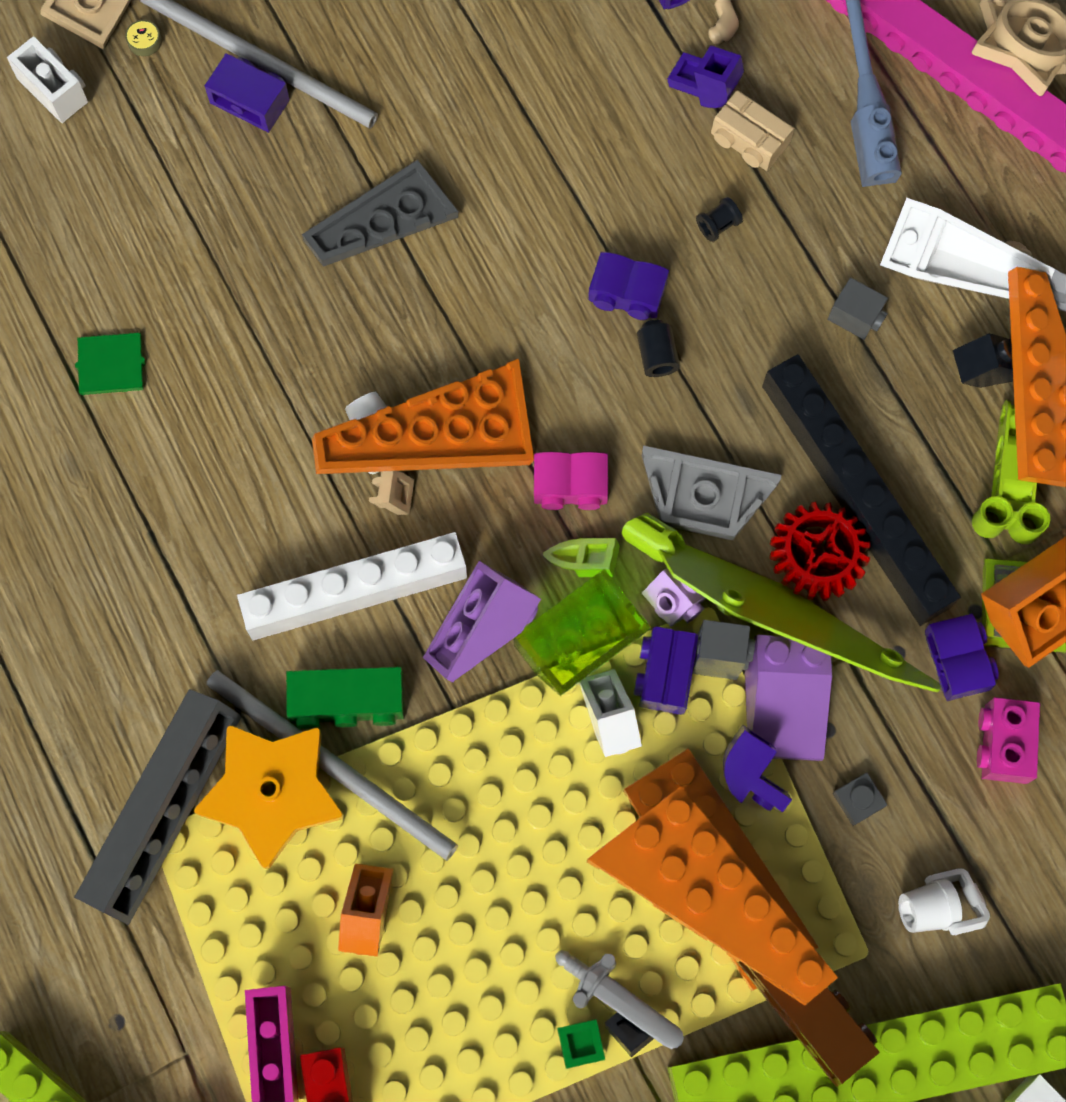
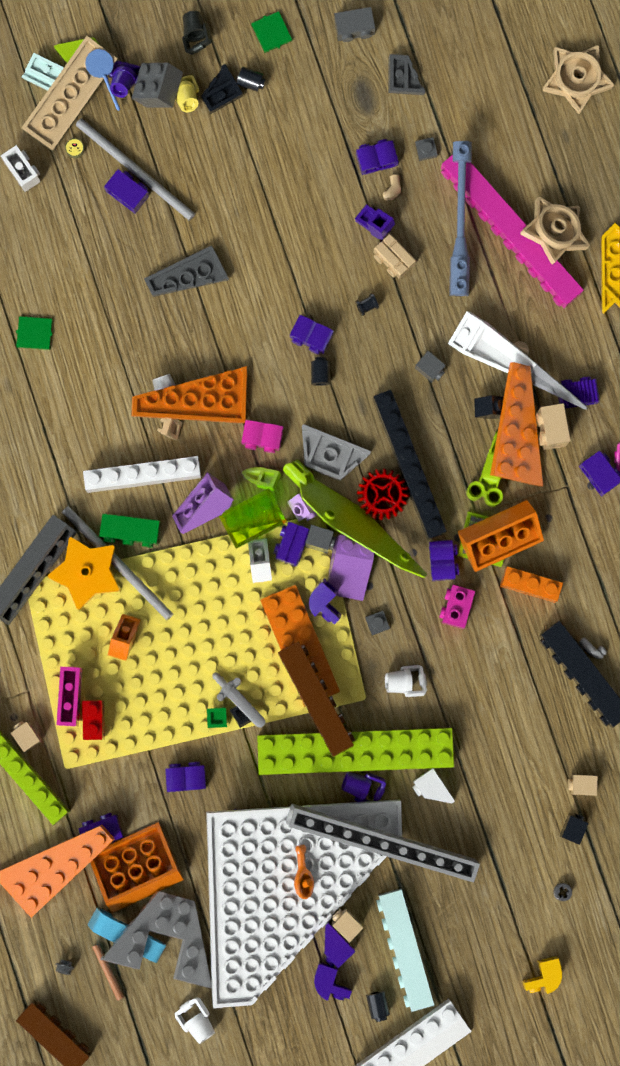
camera: 10 degrees right, 10 degrees up
(700, 881) = (284, 651): orange wing -> none

